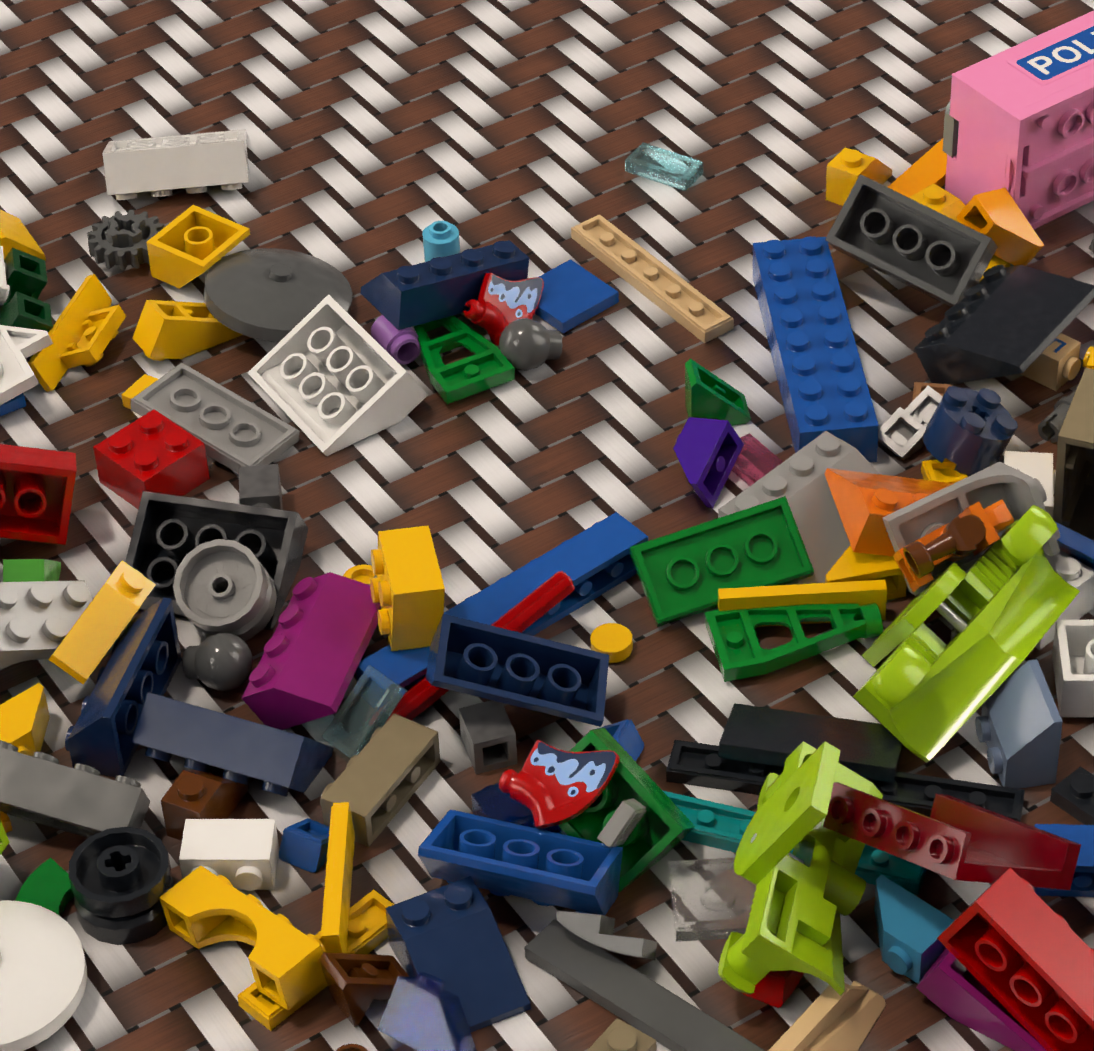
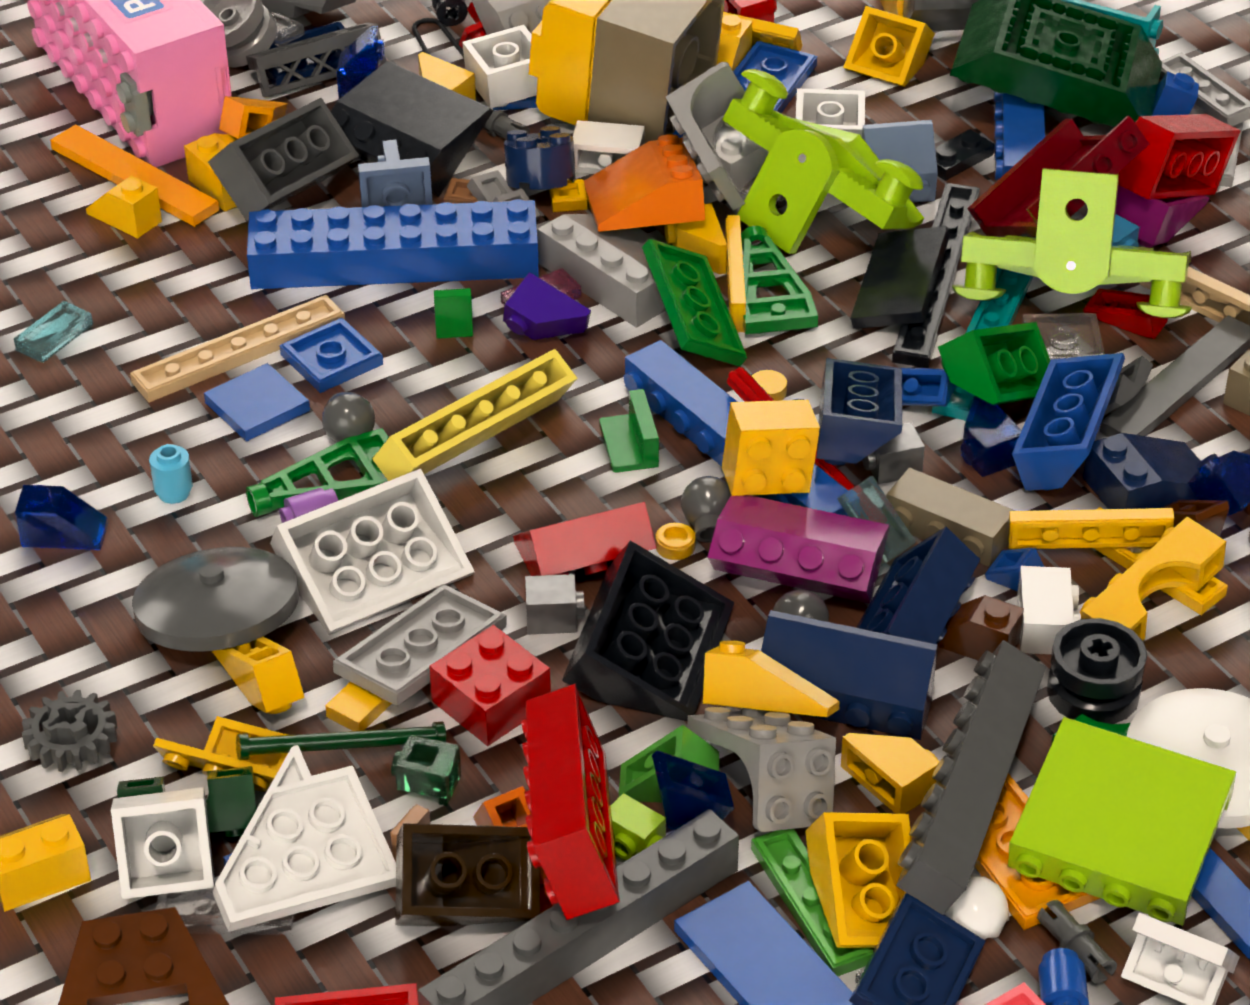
camera: 90 degrees left, 0 degrees up
(54, 429) = (427, 768): none -> clear green brick
(69, 317) = (335, 740): none -> dark green bar
(192, 245) = (127, 655): yellow slope -> none
(225, 589) = (721, 600): light grey wheel -> none
(343, 507) = (585, 541): none -> slope
(385, 198) = (58, 519): none -> clear blue slope
(443, 284) = (255, 454): dark blue slope -> none
(503, 302) = (307, 434): arm -> none
(506, 413) = (476, 417): none -> light yellow brick
(519, 543) = (631, 437): none -> panel
(559, 782) = (1005, 371): red arm -> none
(622, 823) = (1041, 345): light grey tile -> none
(644, 335) = (331, 355): none -> blue tile
(895, 328) = (395, 180): none -> sand blue bracket
(967, 533) = (736, 134): hips -> none

